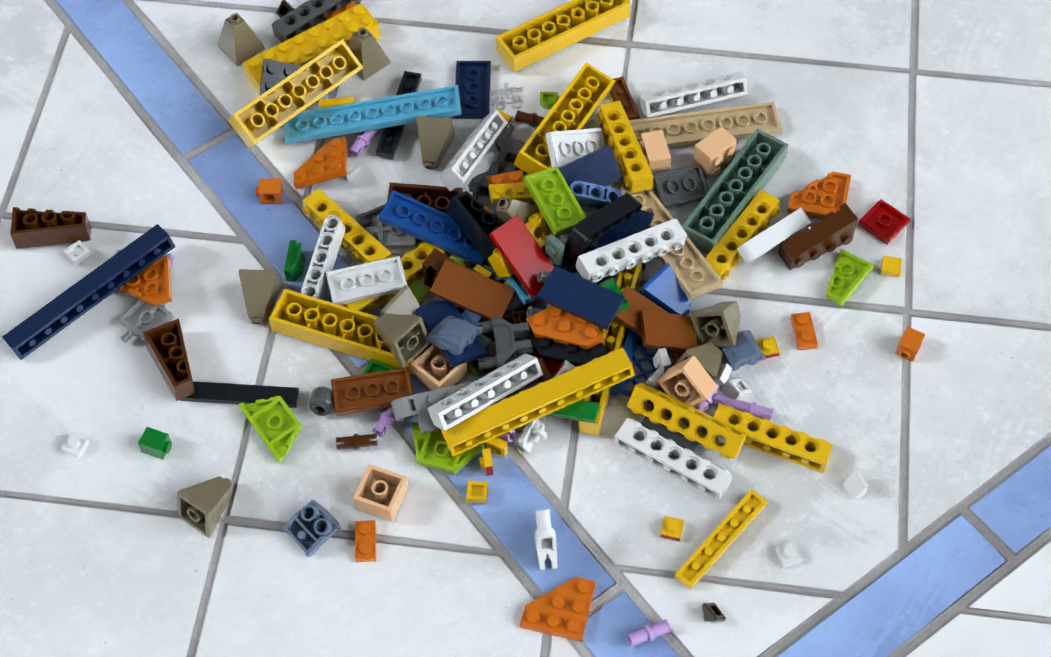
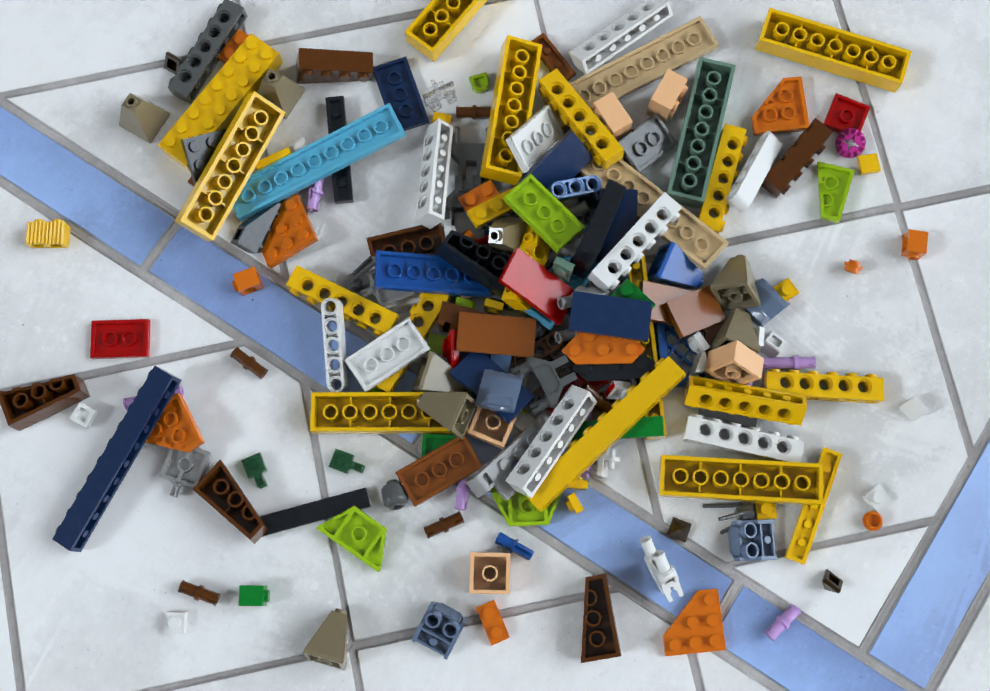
camera: 20 degrees left, 20 degrees up
(107, 426) = (199, 592): none -> reddish brown pin
(116, 106) = (47, 234): none -> yellow brick
(138, 204) = (120, 339): none -> red tile
(206, 342) = (255, 468): none -> clear green plate
(240, 254) = (249, 363): none -> reddish brown pin
(260, 292) = (286, 403): dark tan slope -> none
(288, 362) = (344, 462): none -> clear green plate
(291, 153) = (252, 232): none -> slope
(294, 262) = (305, 352): green slope -> none
(414, 480) = (513, 546): none -> blue axle
(421, 48) = (333, 66): none -> reddish brown wedge
(424, 296) = (449, 349): none -> red tile
(434, 139) = (387, 171): dark tan slope -> none
(464, 576) = (599, 626): none -> reddish brown wedge
(477, 492) = (576, 537): yellow plate -> none
(580, 519) = (679, 529): none -> dark brown slope
(648, 522) = (742, 512): none -> dark grey plant
(648, 548) = (752, 540): none -> sand blue slope
(655, 487) = (741, 480): none -> yellow brick
(776, 572) = (872, 521): none -> orange plate
(803, 331) = (812, 261): orange plate -> none
(841, 345) = (852, 266): none -> orange plate
(878, 251) = (847, 134): none -> dark pink gear
(889, 161) = (833, 50): none -> yellow brick

